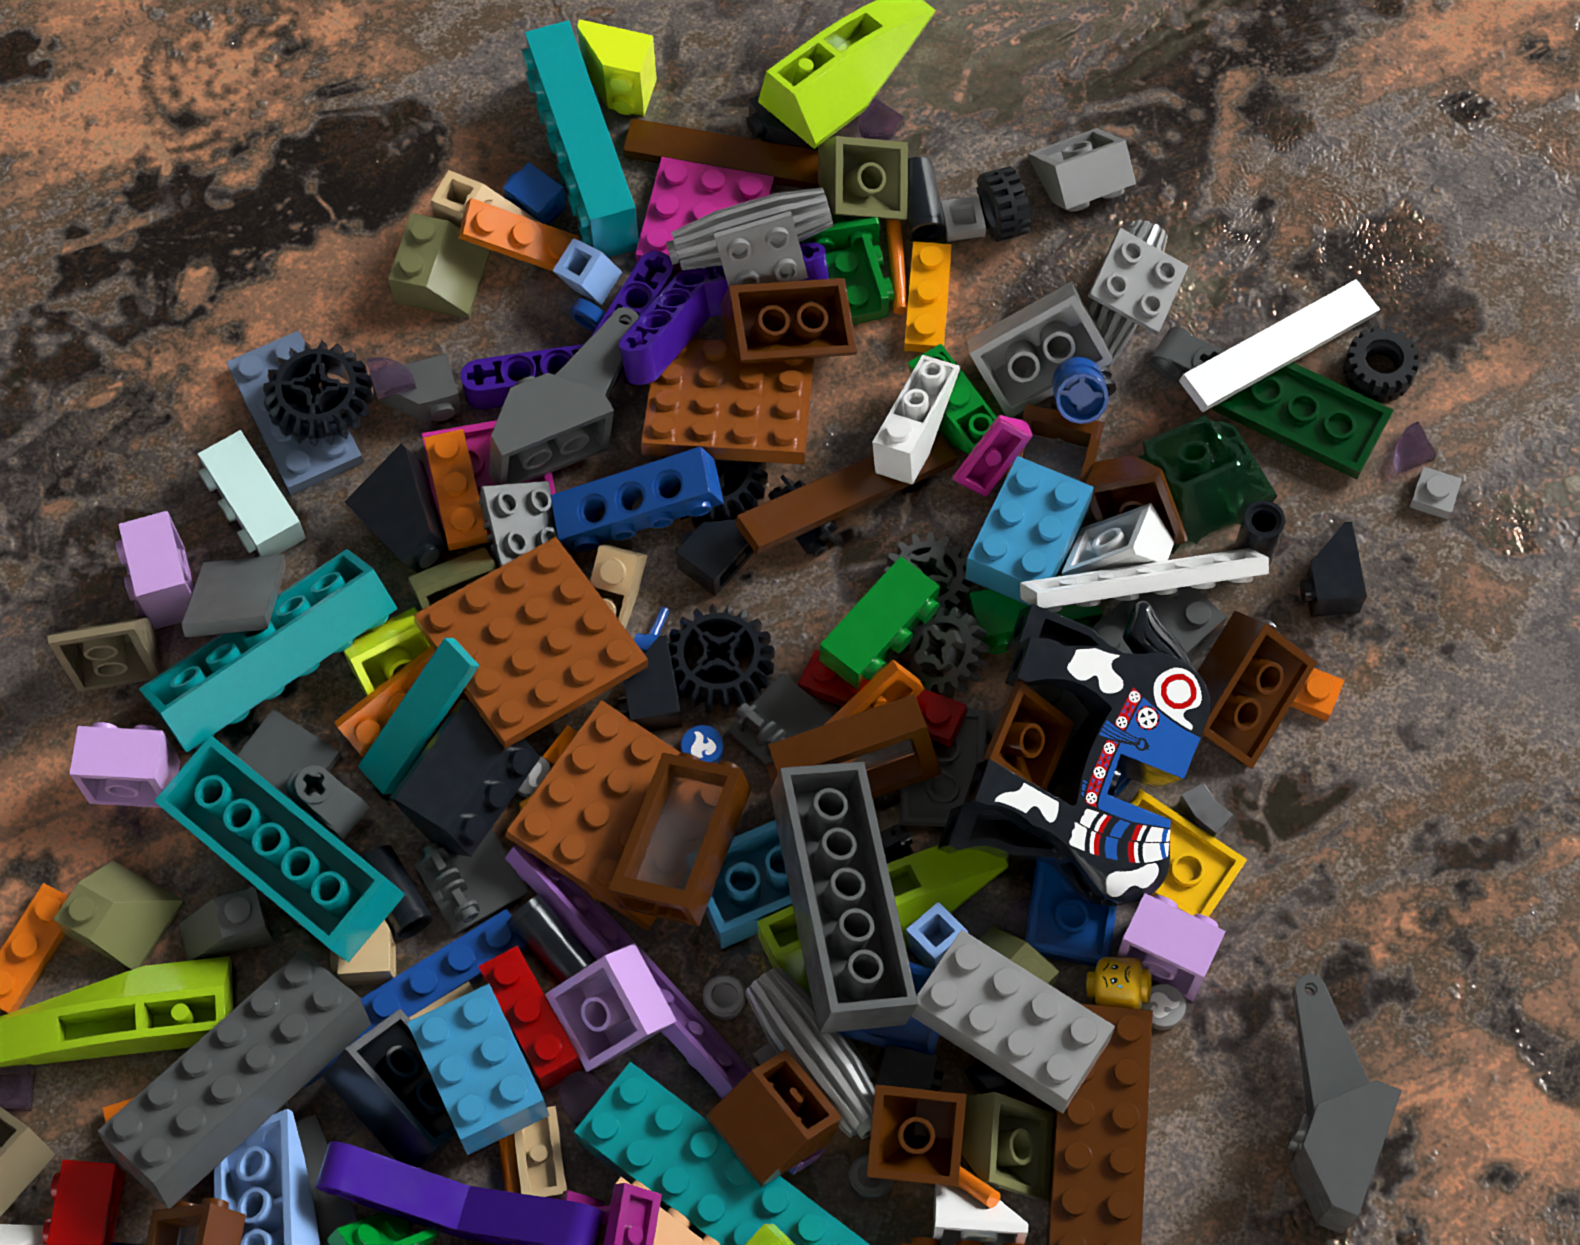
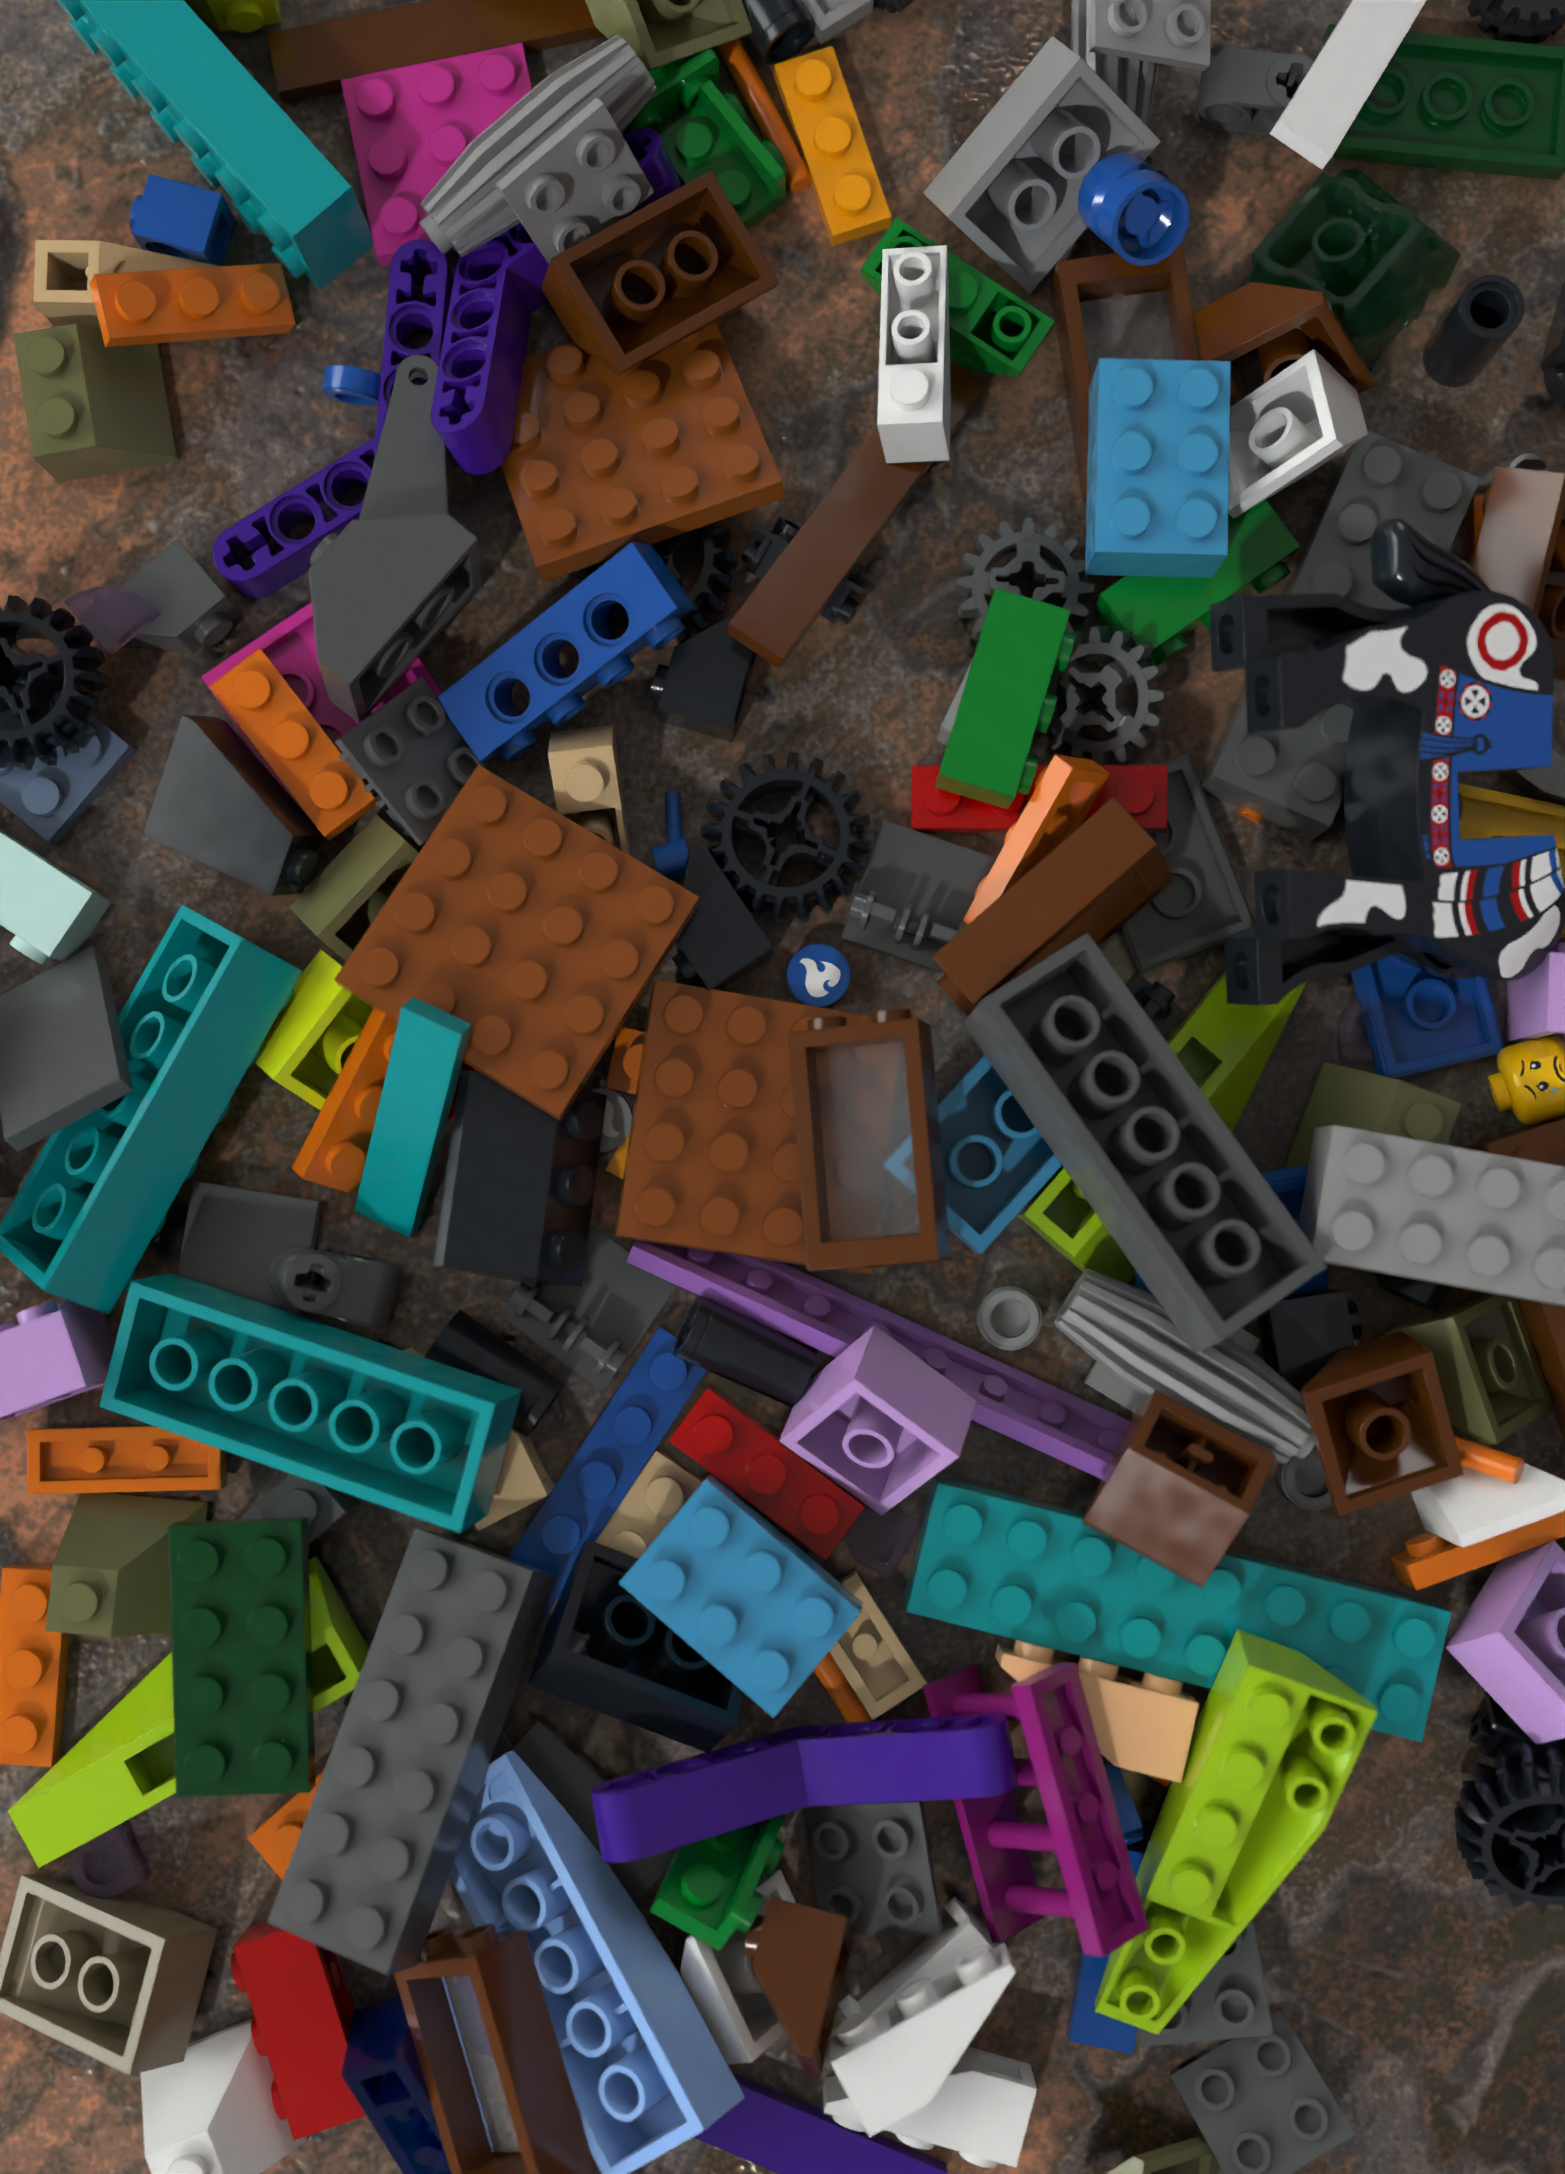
camera: 20 degrees left, 20 degrees up
(150, 850) = (120, 1460): none -> orange plate
(161, 978) = (241, 1657): none -> dark green plate
(587, 271) = (320, 316): light blue brick -> none
(933, 935) = (1274, 1123): light blue brick -> none
(993, 454) = (1049, 363): dark pink slope -> none
(1029, 736) = (1304, 800): reddish brown slope -> none
(1156, 577) = (1358, 476): white plate -> none

